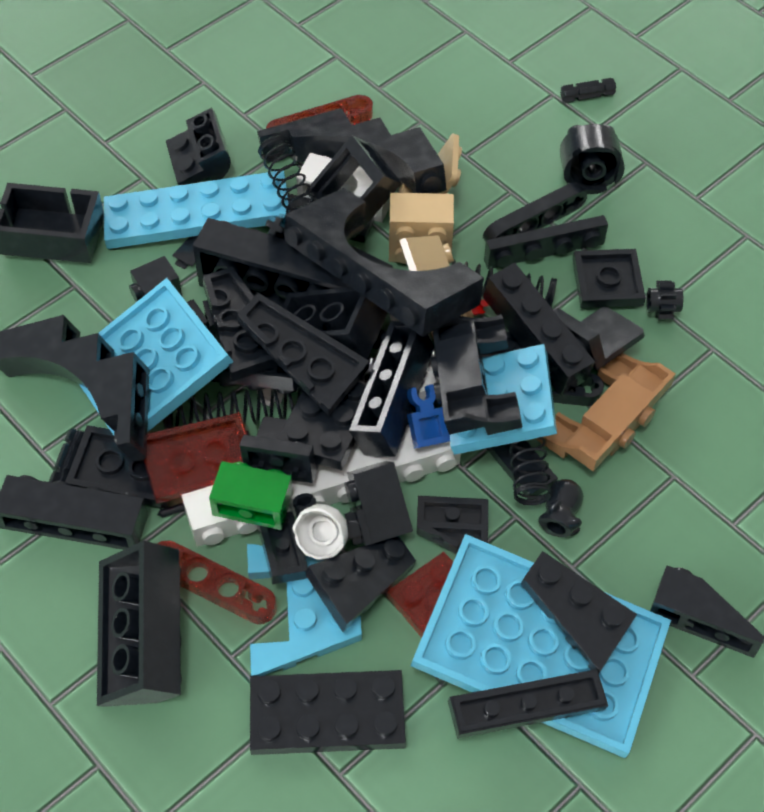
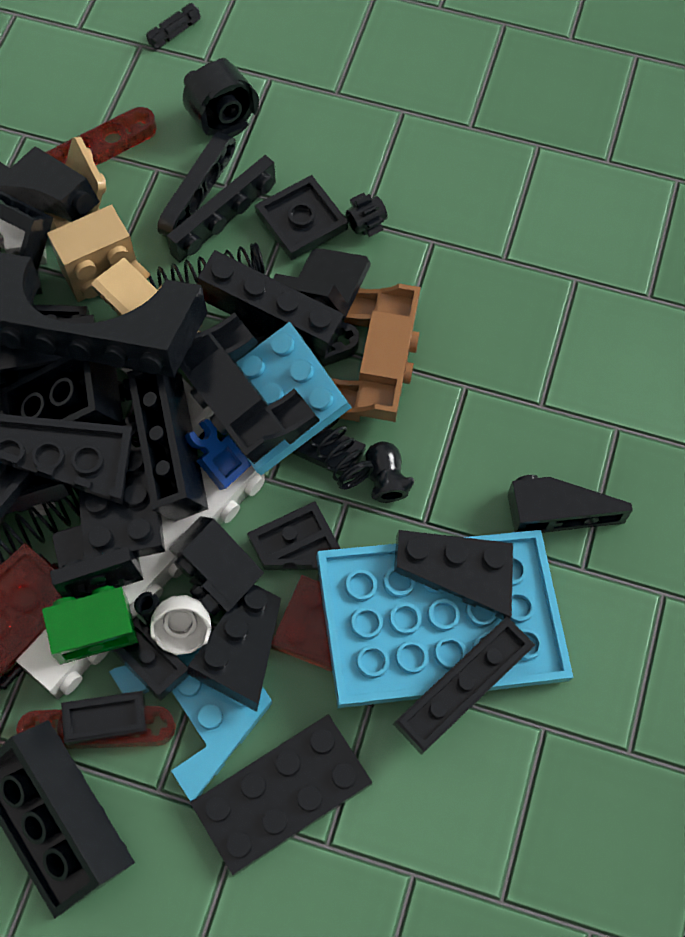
camera: 30 degrees left, 10 degrees up
(222, 574) = (104, 718): none -> black tile
(476, 159) = (104, 150): none -> clear red beam

